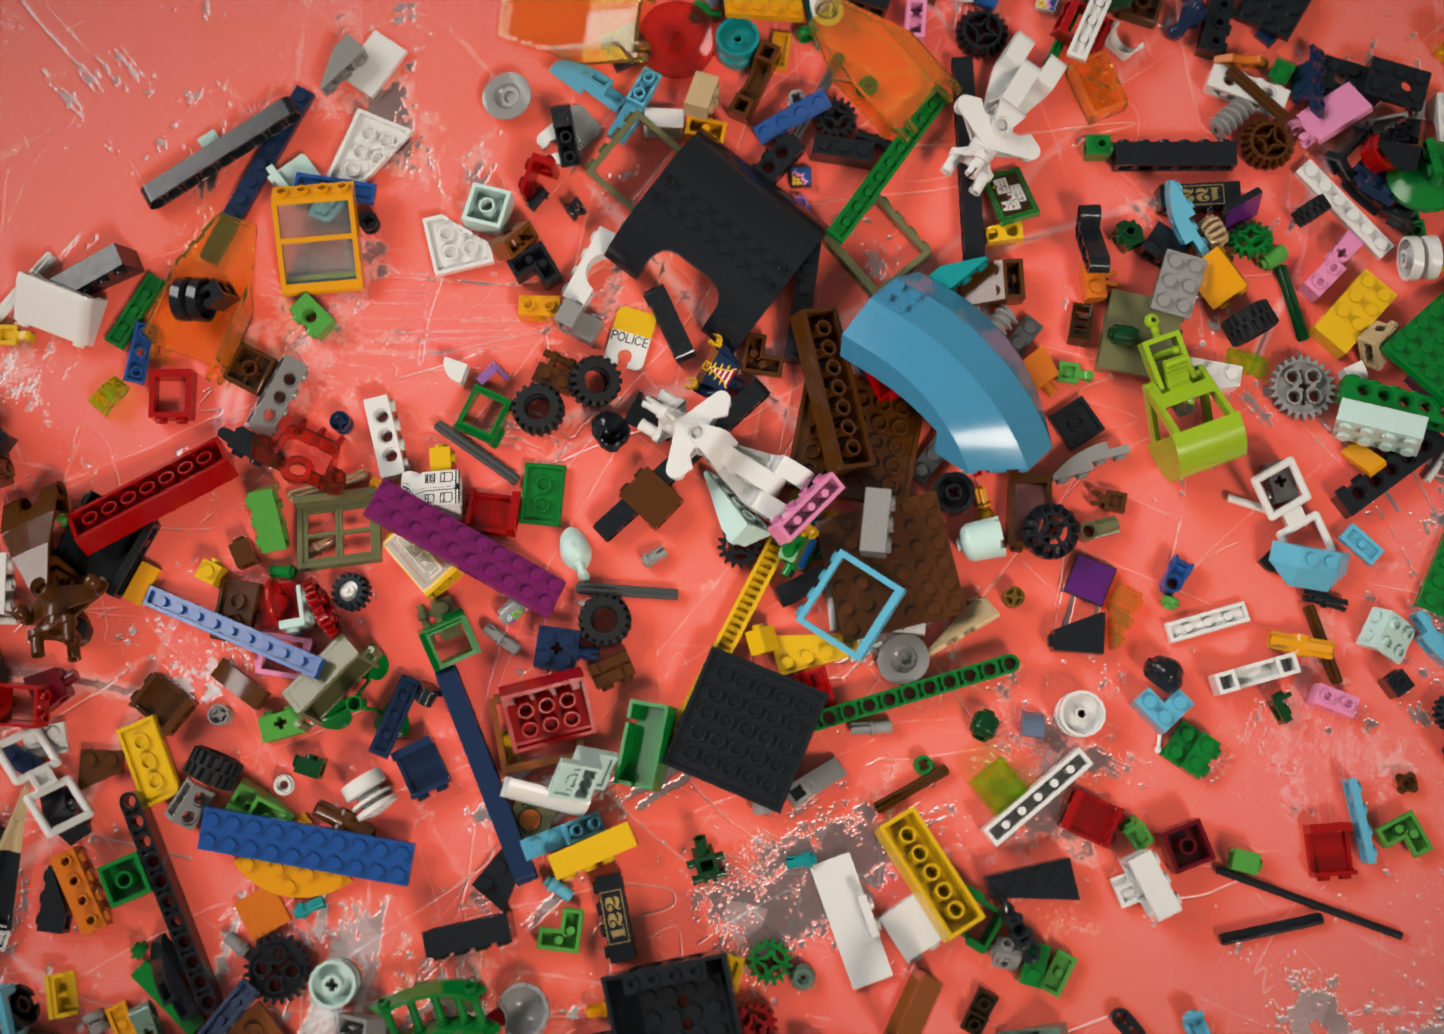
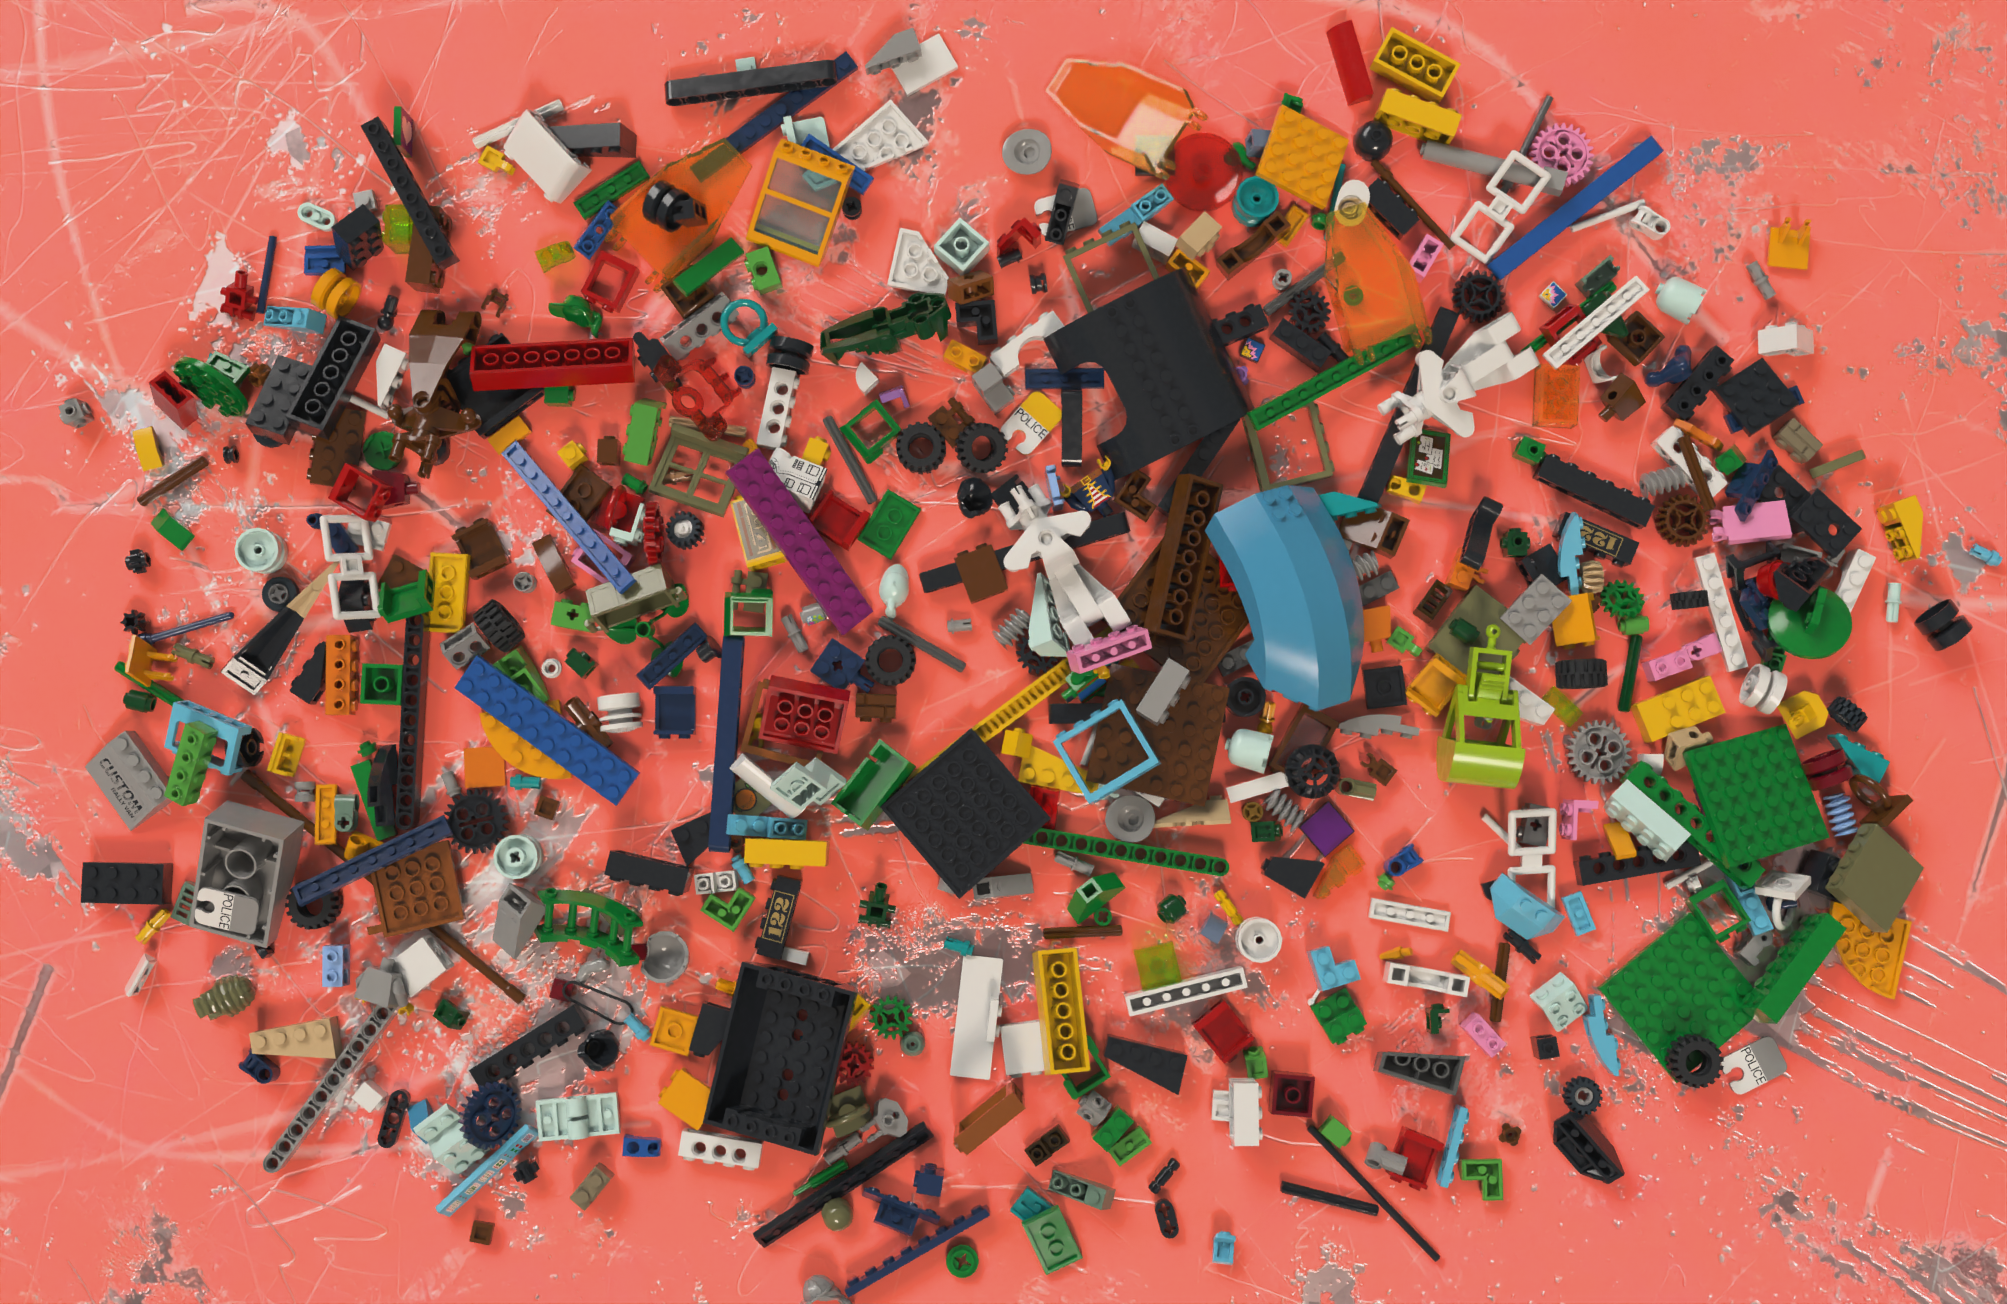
camera: 20 degrees right, 5 degrees up
(19, 658) = (377, 450): none -> green tile
(64, 465) = (490, 298): none -> reddish brown piece
(113, 785) = (407, 599): none -> green panel
(154, 436) = (578, 311): none -> green hair
(173, 523) = (559, 396): none -> green brick
(259, 337) = (708, 267): none -> green tile
(336, 380) = (758, 337): none -> teal tile
(341, 921) = (547, 807): none -> reddish brown plate
(374, 380) = (790, 354): none -> black wheel
(450, 316) = (884, 328): none -> dark green piece
(539, 913) = (716, 882): none -> white slope
(543, 870) = (738, 846): none -> reddish brown plate
(585, 78) = (1103, 168): medium azure slope -> none
(632, 289) = (1052, 379): none -> dark blue tile
(649, 947) = (795, 955): none -> white piece
(679, 386) = (1053, 489): none -> light blue container
(704, 534) = (1012, 628): none -> light grey piece
(792, 116) = (1271, 292): blue plate -> none
(905, 748) = (1094, 895): none -> green slope
(1006, 571) = (1257, 787): none -> white sticker
(1018, 932) = (1112, 1095): black animal -> none
(1035, 609) = (1266, 831): none -> dark green bracket
(1036, 698) = (1228, 907): none -> yellow axle
(1042, 579) = (1284, 809): none -> light grey piece
(1104, 985) = (1164, 1175): none -> black axle
(1122, 398) = (1435, 685): none -> light orange panel
(1156, 61) = (1621, 399): none -> reddish brown torso
(1164, 673) = (1349, 940): black hair -> none
(1214, 664) = (1396, 953): none -> light orange bar
(1241, 208) = (1627, 568): tile -> none
(1298, 865) = (1379, 1157): none -> light grey piece
(1299, 760) = (1430, 1071): none -> dark grey wedge
(1306, 456) = (1569, 811): none -> bright pink bracket
(1331, 26) = (1797, 441): none -> dark tan brick
(1375, 31) = (1837, 463): none -> olive beam

